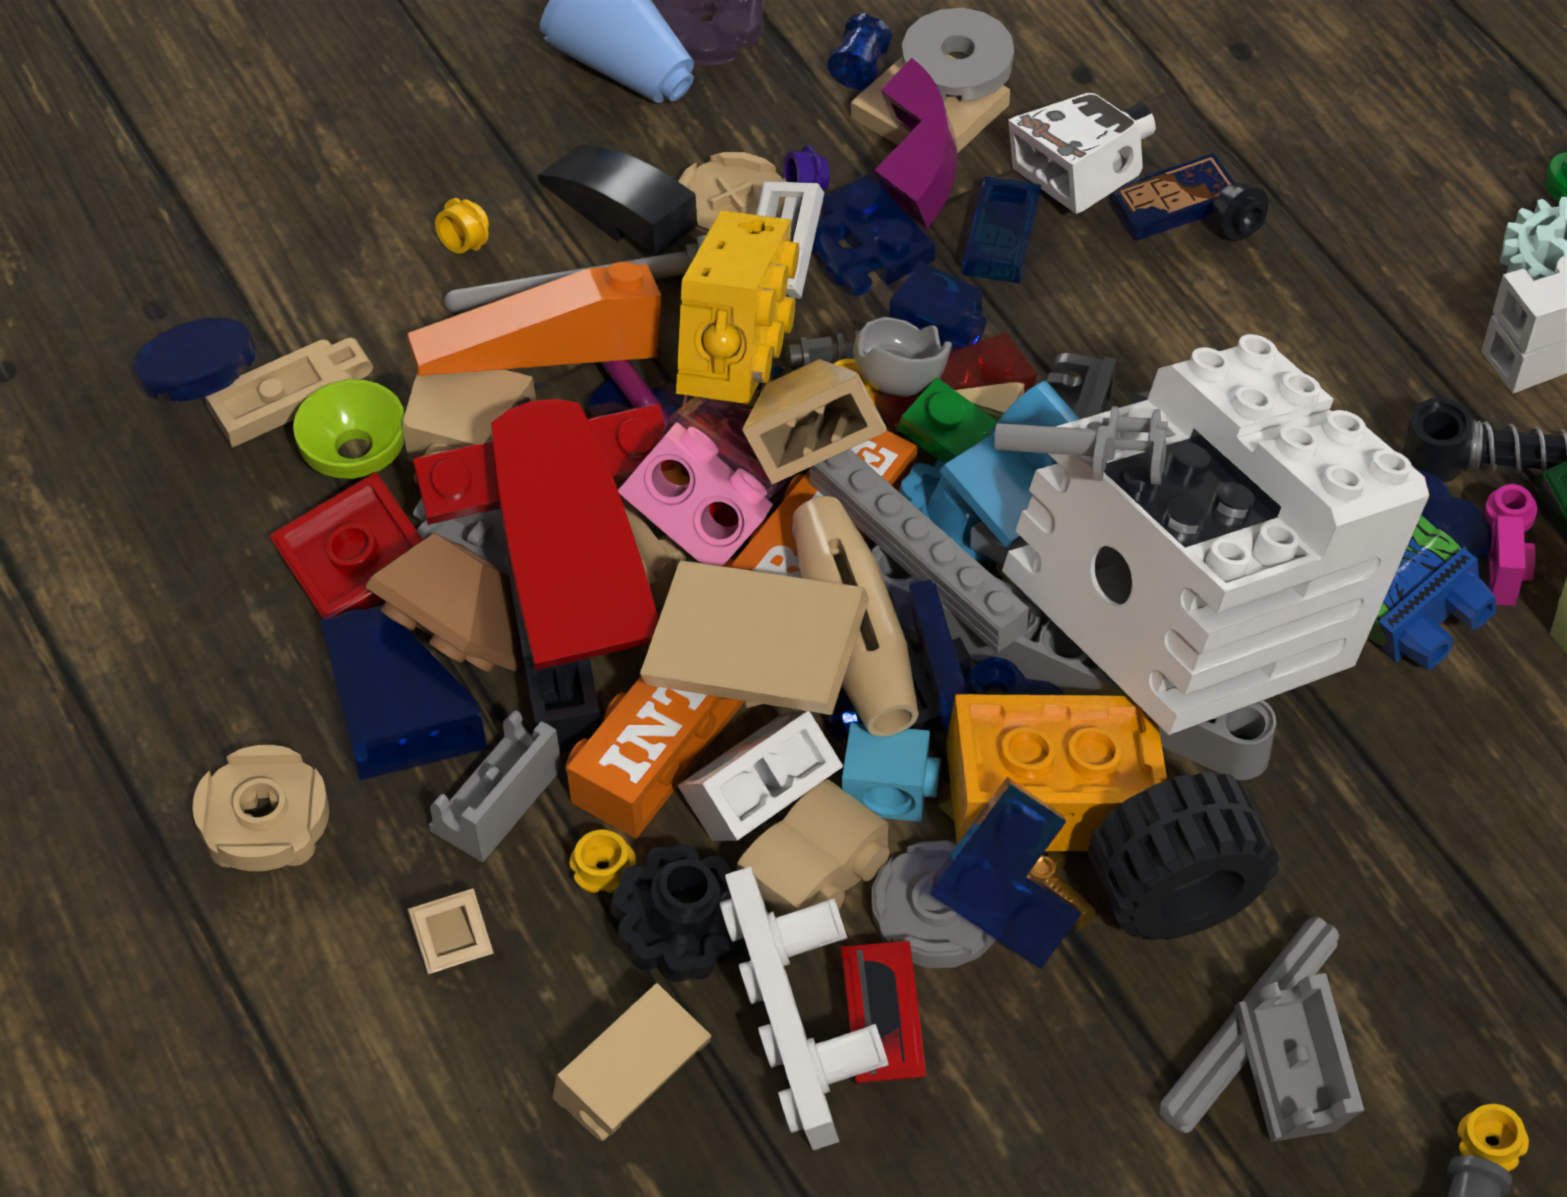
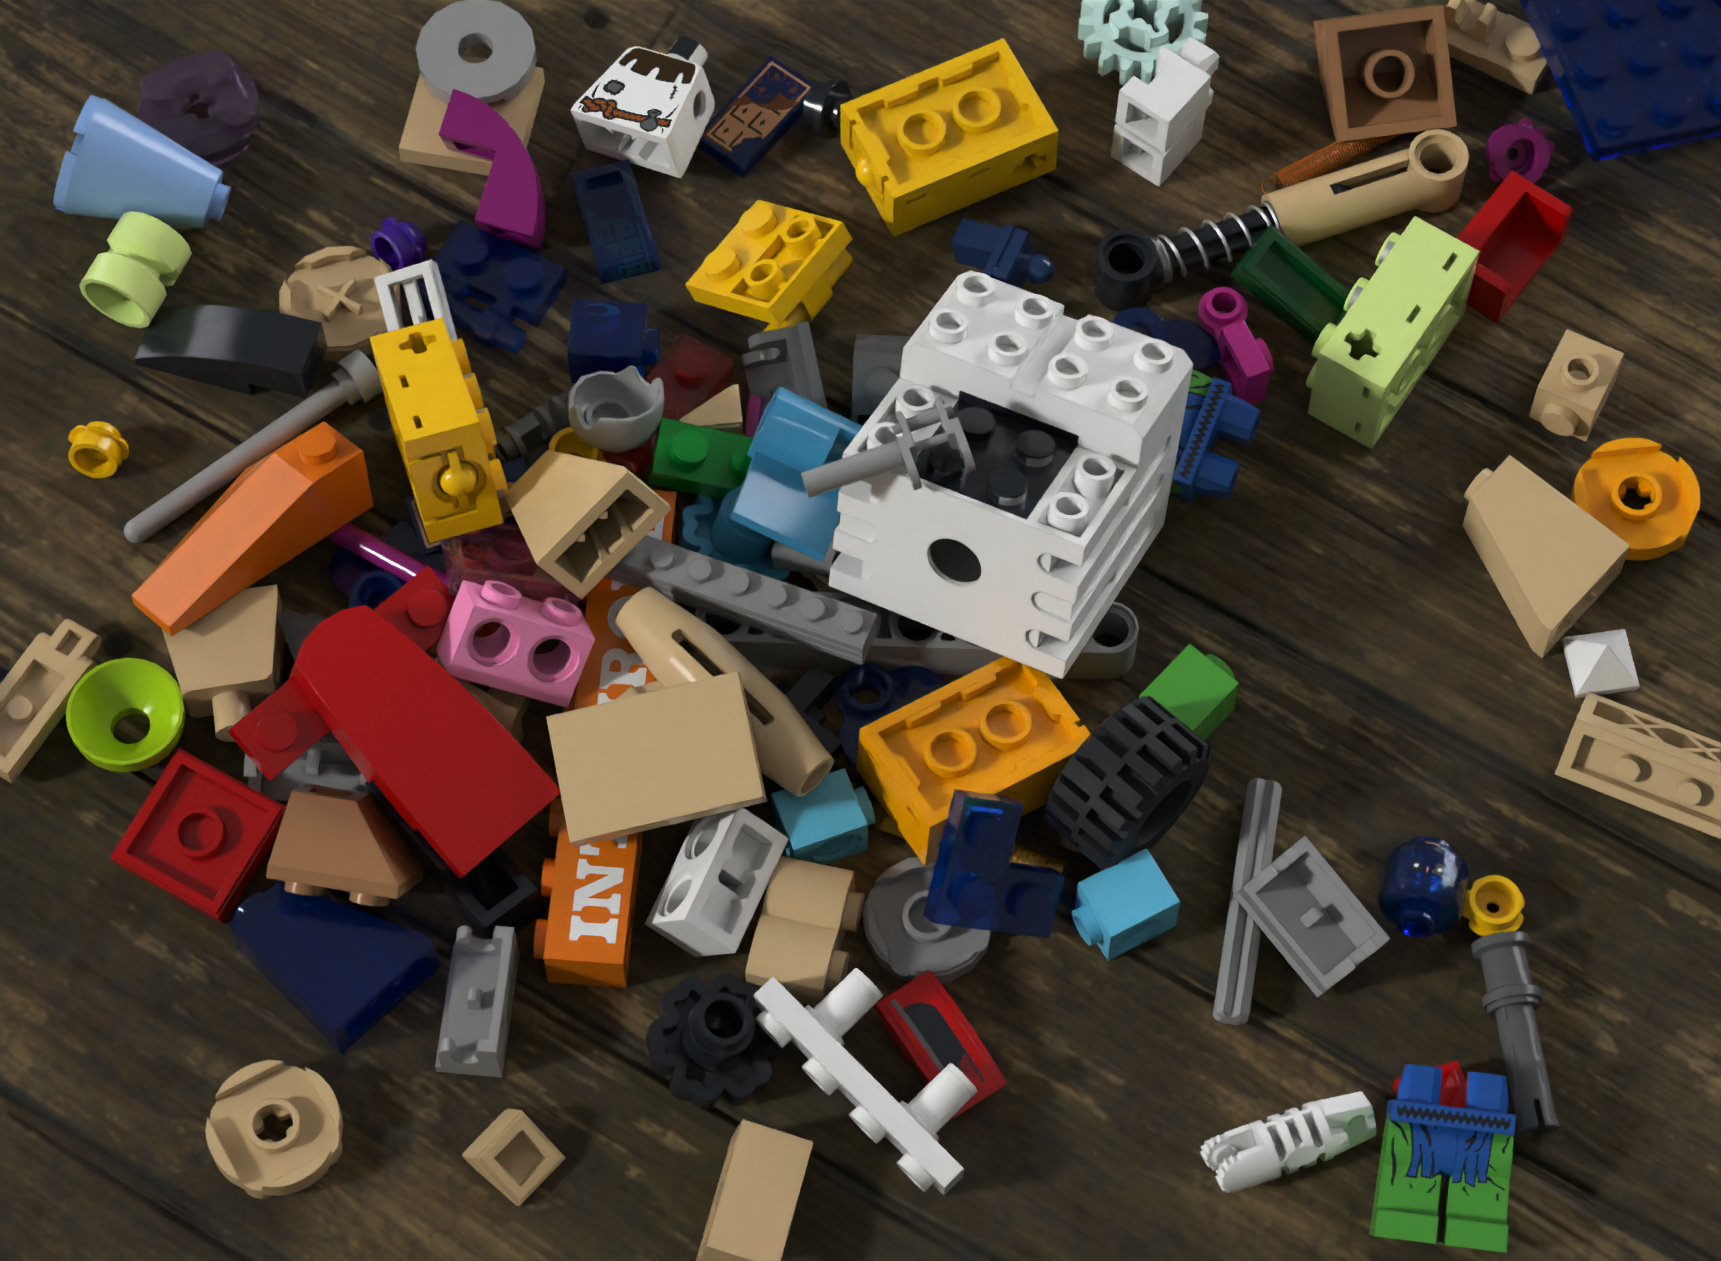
camera: 30 degrees left, 10 degrees up
(572, 107) = (132, 275): none -> yellowish green wheel
(597, 848) = (615, 1011): yellow plate -> none
(859, 51) = (376, 88): clear blue bush -> none
(936, 647) = (812, 689): clear blue tile -> none
(1120, 312) = (774, 266): none -> yellow plate
(1126, 970) = (1125, 905): none -> medium azure brick
(1300, 817) = (1196, 690): none -> bright green brick
(1332, 268) = (948, 137): none -> yellow piece
(1335, 375) = (1000, 253): none -> dark blue piece
(1432, 1084) = (1423, 887): none -> clear blue head

